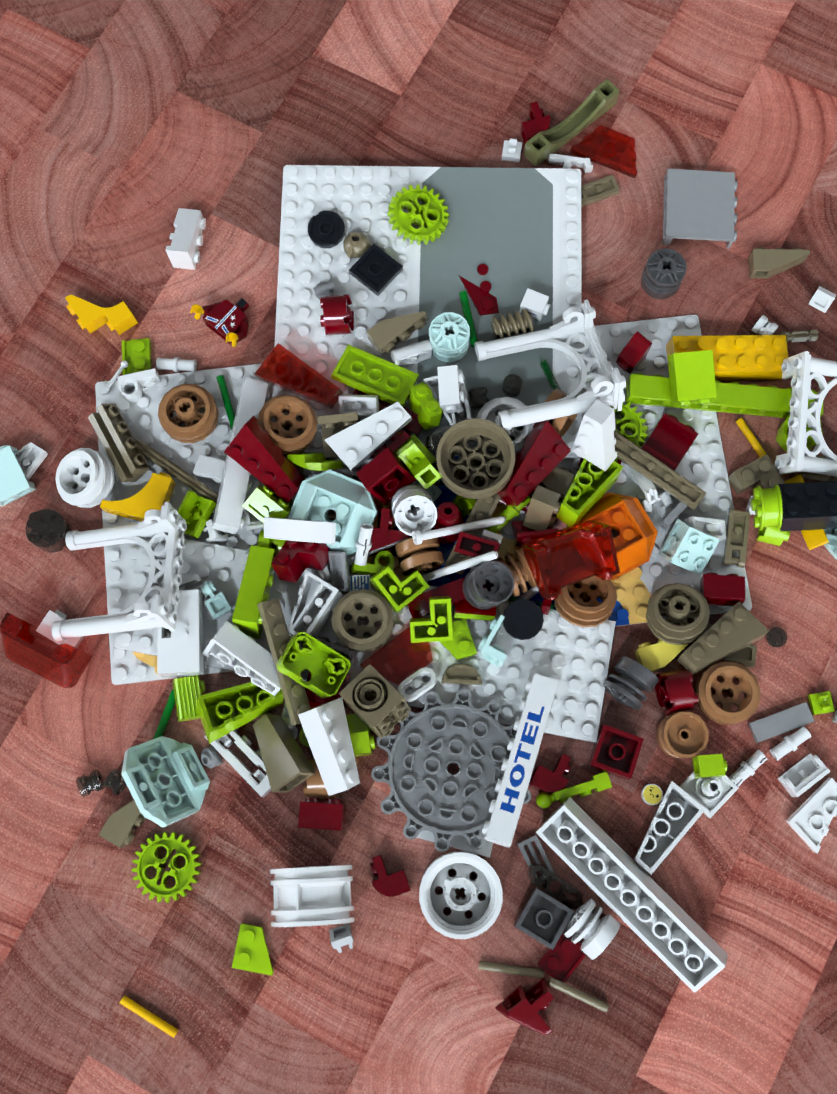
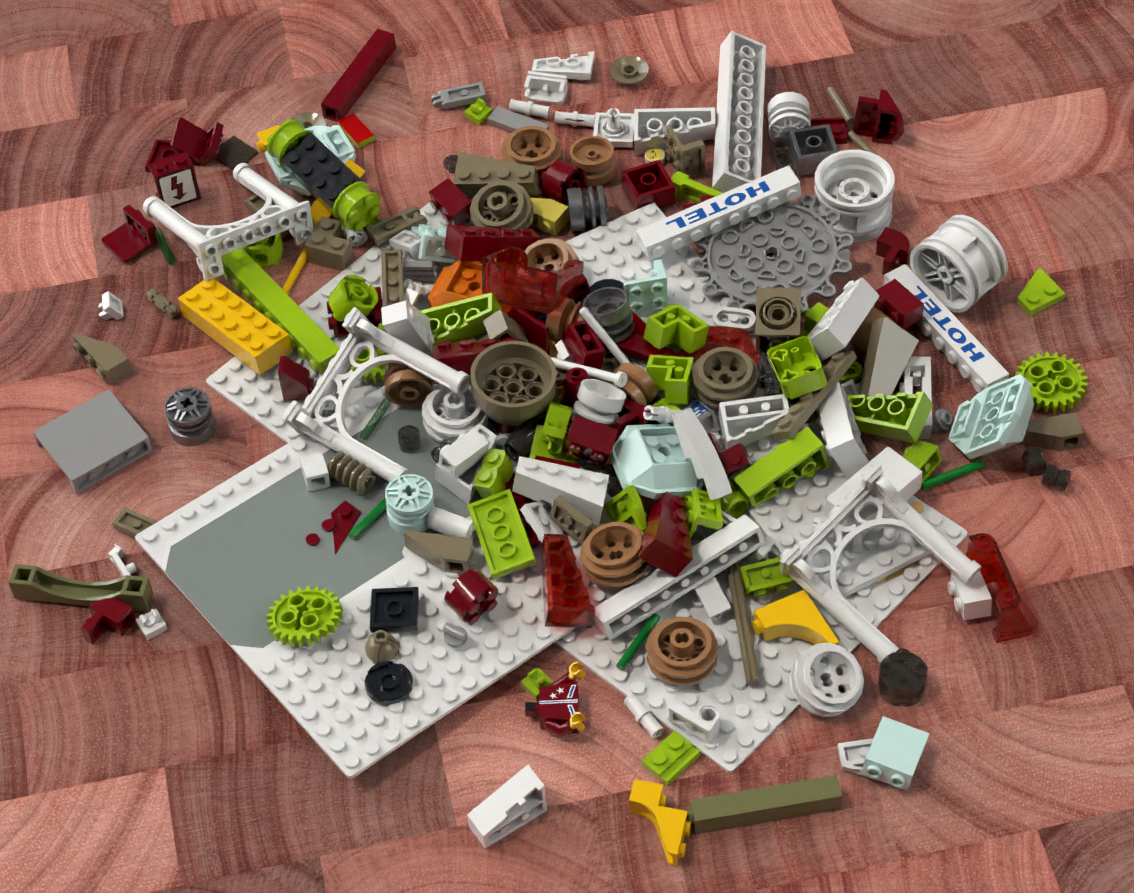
camera: 130 degrees left, 25 degrees down
(52, 378) = (765, 804): none -> olive brick
(105, 390) = (729, 749): white hinge -> none
(118, 443) = (766, 682): dark tan brick -> none
(217, 604) = (819, 491): light aqua plate -> none
(259, 327) = (534, 681): none -> lime tile
(281, 839) = (950, 334): none -> white brick
(462, 674) = (696, 303): dark tan tile -> none
(609, 150) = (83, 547): clear red wing -> none
(616, 812) = (685, 158): none -> dark tan bracket
(645, 572) = (475, 242): none -> dark red wedge
(673, 438) = (351, 293): none -> lime brick
(692, 377) = (286, 314): lime brick -> none
(709, 766) = (600, 126): lime brick -> none
(764, 326) = (177, 325): white wheel -> none
(778, 859) = (629, 70): none -> dark tan dish

